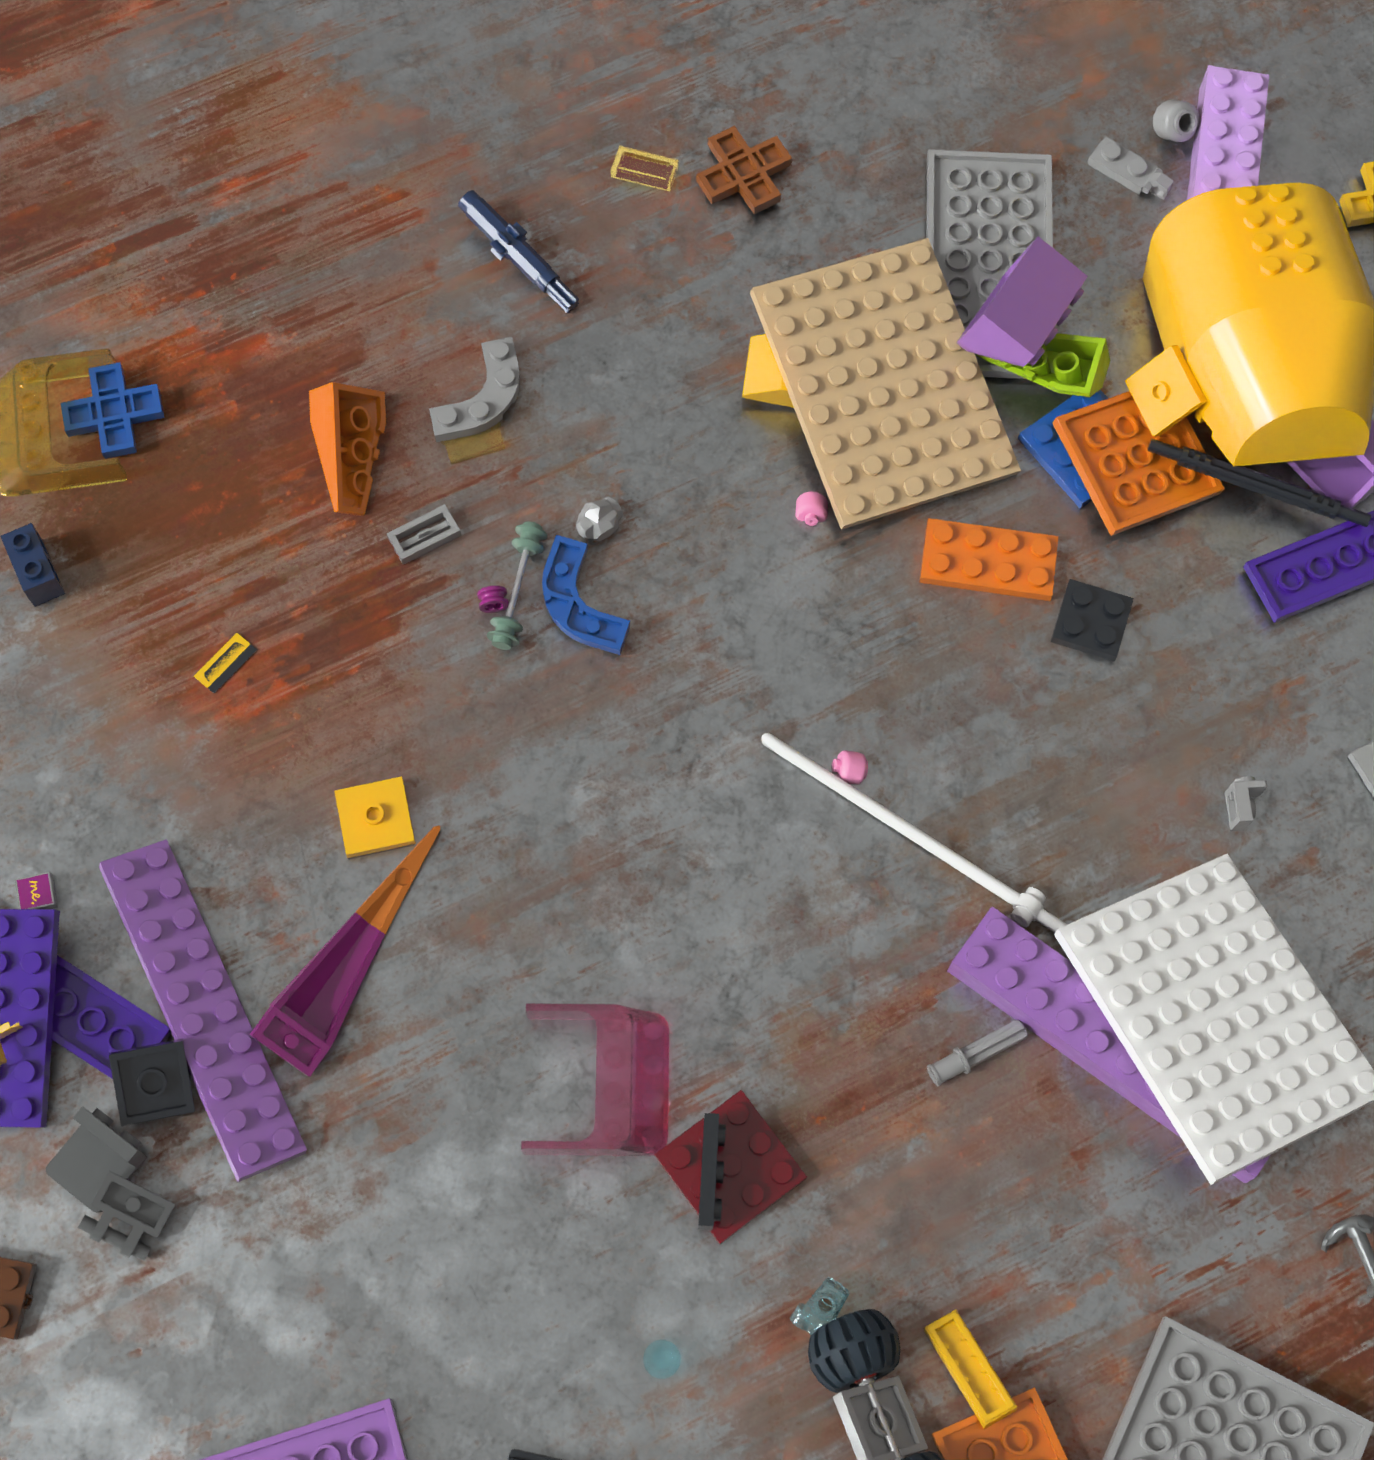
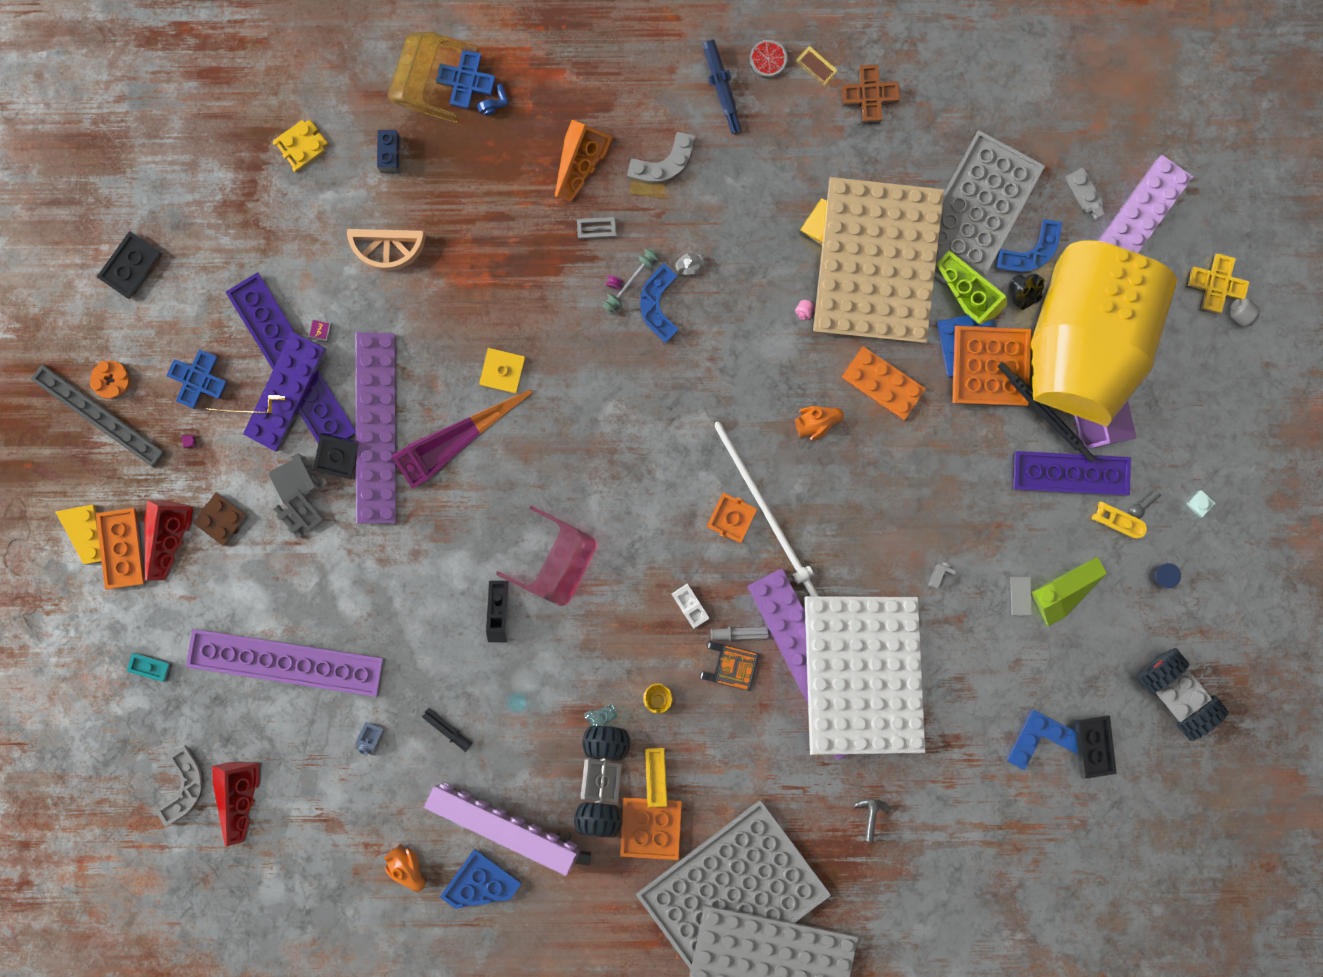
camera: 30 degrees right, 15 degrees up
(86, 694) = (387, 236): none -> light nougat window
(167, 430) = (489, 106): none -> blue plate
(225, 663) = (464, 250): sticker -> none
(555, 1215) = (497, 612): none -> black slope
(567, 188) = (768, 58): none -> tile
(711, 1172) = (580, 629): black plate -> none
(755, 1166) = (592, 629): dark red plate -> none
(850, 766) = (753, 459): bright pink piece -> none
(866, 871) = (731, 517): none -> orange plate
(873, 1047) = (690, 606): none -> white slope
(901, 1227) = (657, 698): none -> yellow hair
(920, 658) = (817, 421): none -> orange animal
(997, 1111) = (733, 668): none -> flag
(1025, 307) = (973, 256): medium lavender windscreen -> none
(1092, 620) = (918, 442): black plate -> none
(1116, 274) = (1034, 259): none -> blue plate
(1126, 328) = (1026, 290): none -> black plate
(1165, 390) = (1021, 340): yellow plate -> none
(1176, 120) = (1126, 178): light grey head -> none

